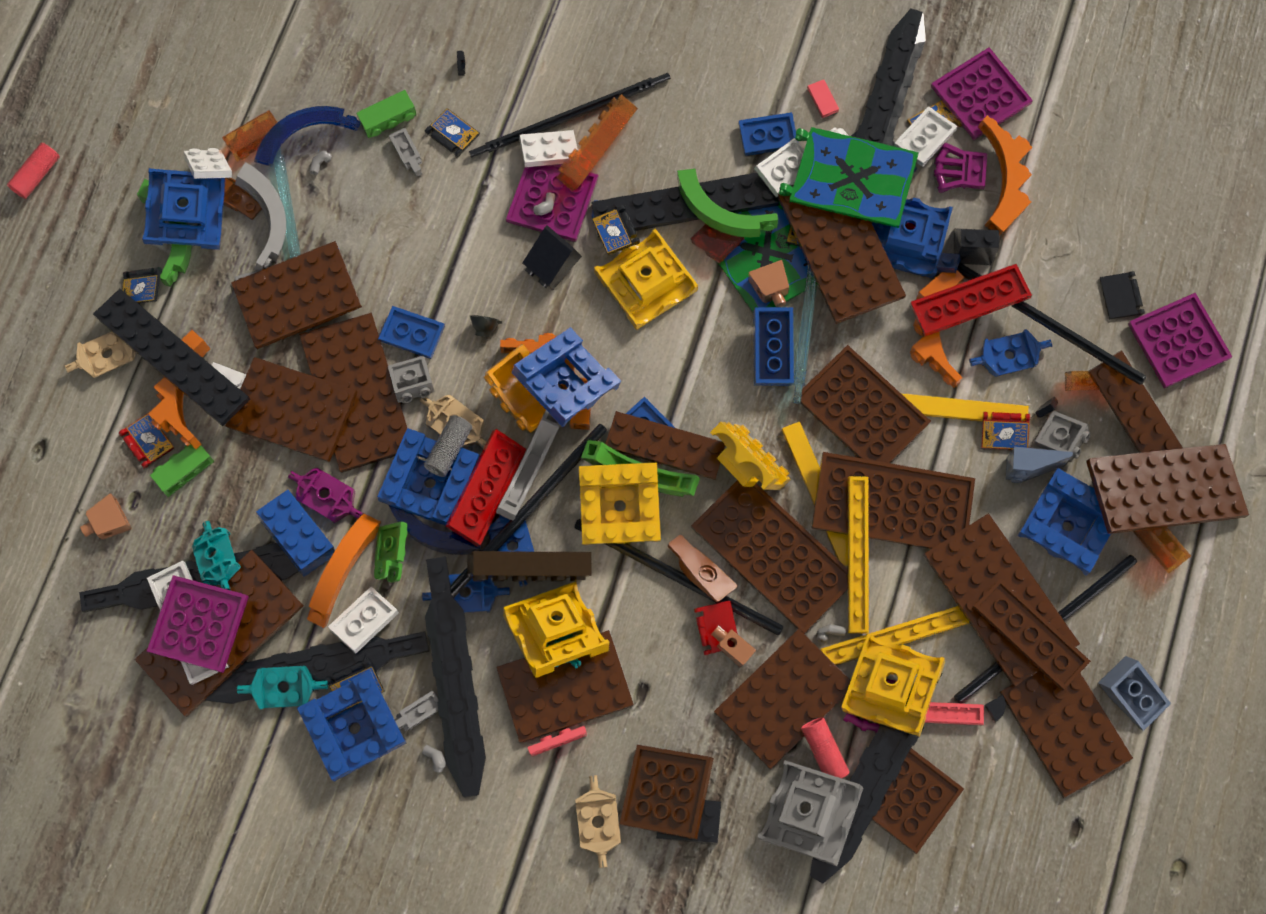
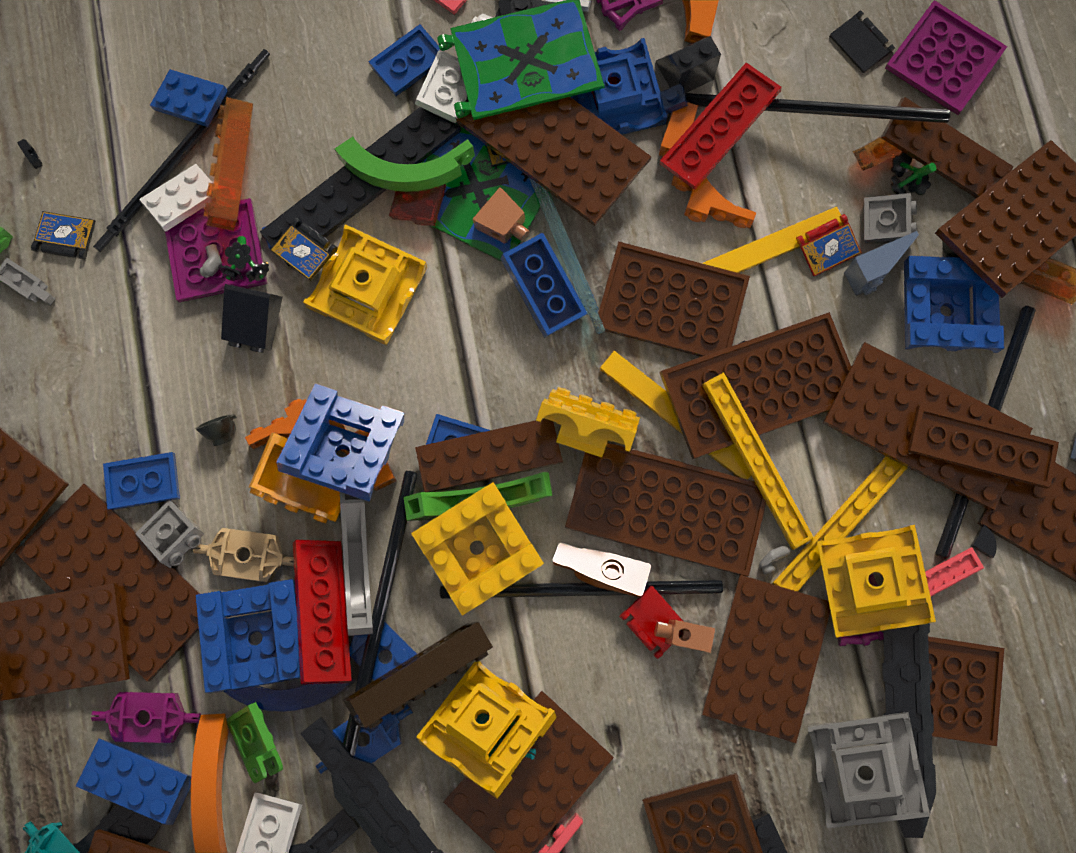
camera: 30 degrees left, 5 degrees up
(451, 442) = (253, 589): light grey piece -> none
(566, 211) = (238, 257): none -> black plant
(594, 80) = (188, 97): none -> blue plate
(826, 754) = (843, 690): coral piece -> none
(1022, 345) = (795, 146): blue plate -> none
(1047, 407) = (856, 197): black tile -> none
(1102, 419) = (918, 180): none -> black plant

